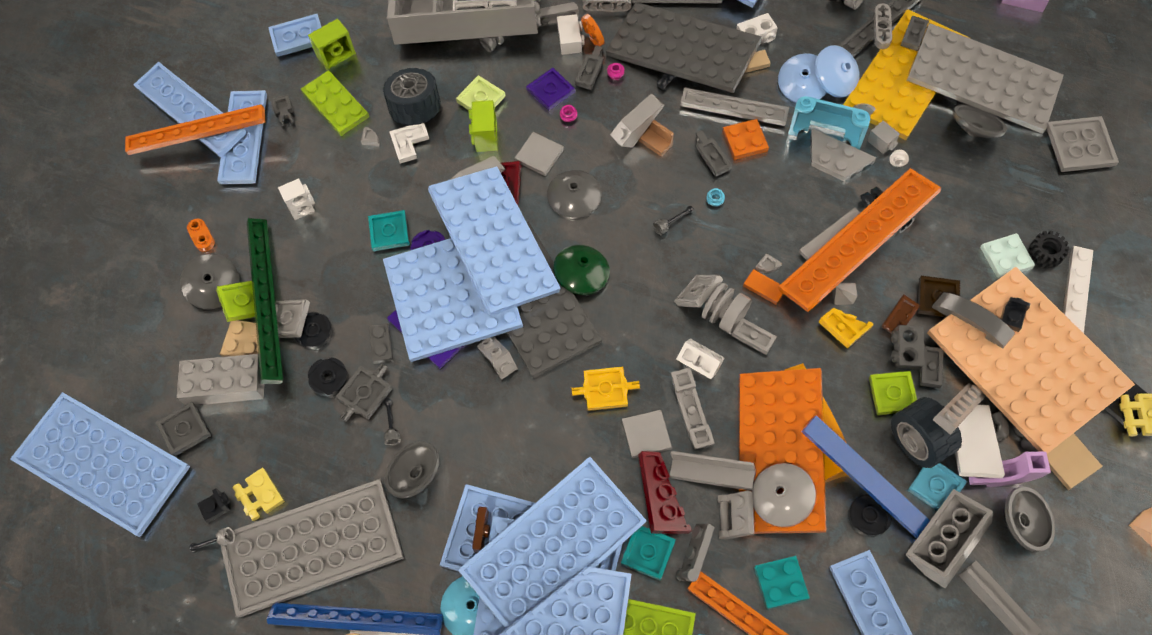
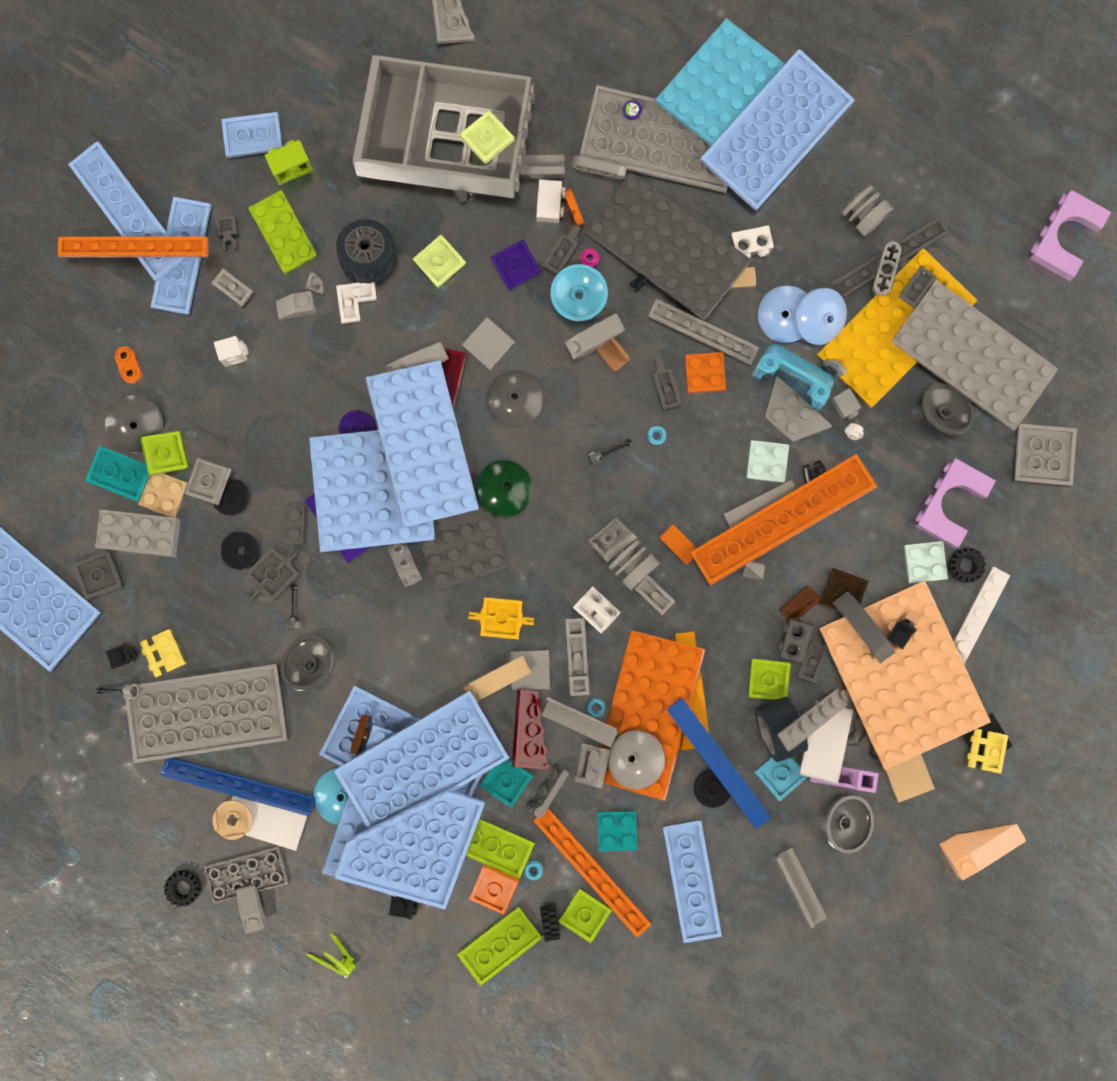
camera: 10 degrees right, 20 degrees up
(197, 330) = (118, 473): none -> teal plate
(264, 302) = (186, 456): dark green plate -> none
(293, 152) = (232, 287): none -> light grey plate
(355, 154) = (296, 305): none -> light grey slope
(388, 230) = (319, 403): teal plate -> none
(483, 126) = (436, 304): lime brick -> none
(568, 109) = (528, 295): dark pink plate -> none
(613, 94) = (582, 280): none -> medium azure dish
(617, 441) = (498, 679): none -> tan arch
(724, 451) = (600, 703): none -> medium azure plate
(768, 264) = (689, 520): light grey tile -> none
(826, 200) = (767, 461): none -> light aqua plate
(844, 326) = (744, 604): yellow wing -> none
(950, 537) = (774, 824): light grey slope -> none
(1000, 215) = (956, 476): none -> lavender arch

